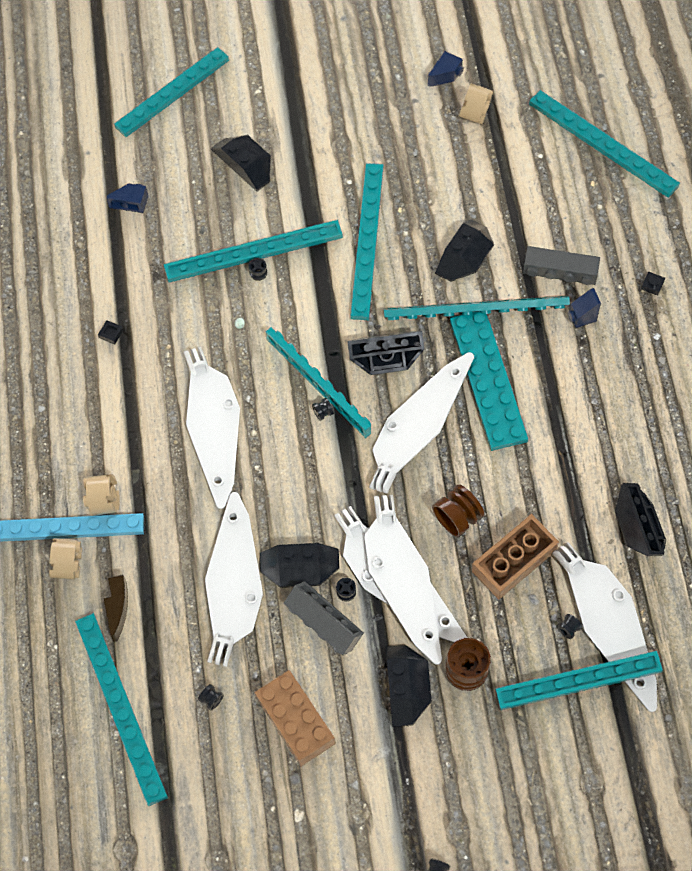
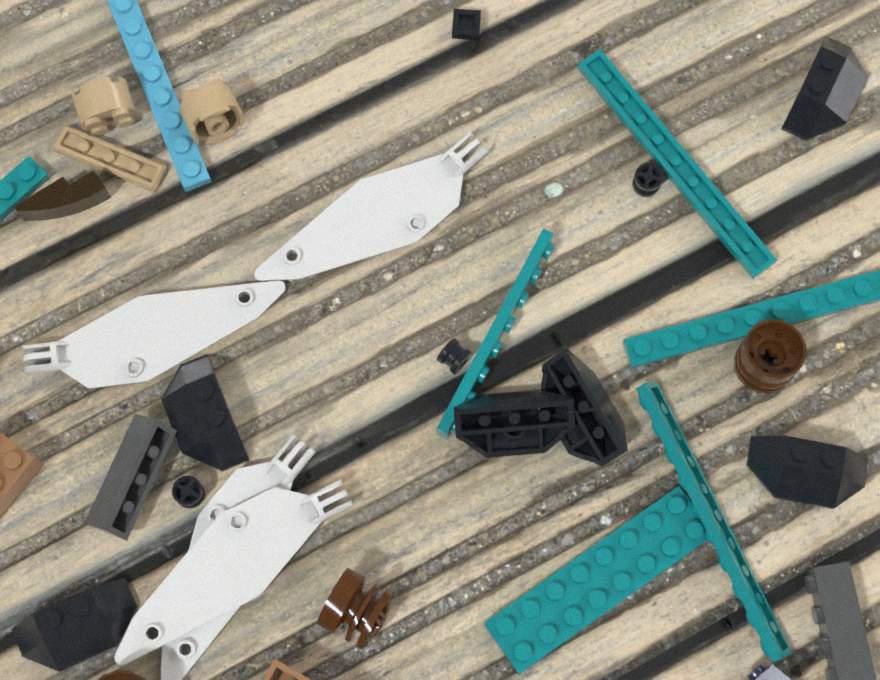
camera: 65 degrees right, 10 degrees up
(99, 572) = (110, 158): none -> tan tile
(378, 387) = (514, 422): none -> black wedge
(394, 242) = (776, 343): none -> reddish brown wheel
(417, 422) = (486, 499): white wing -> none

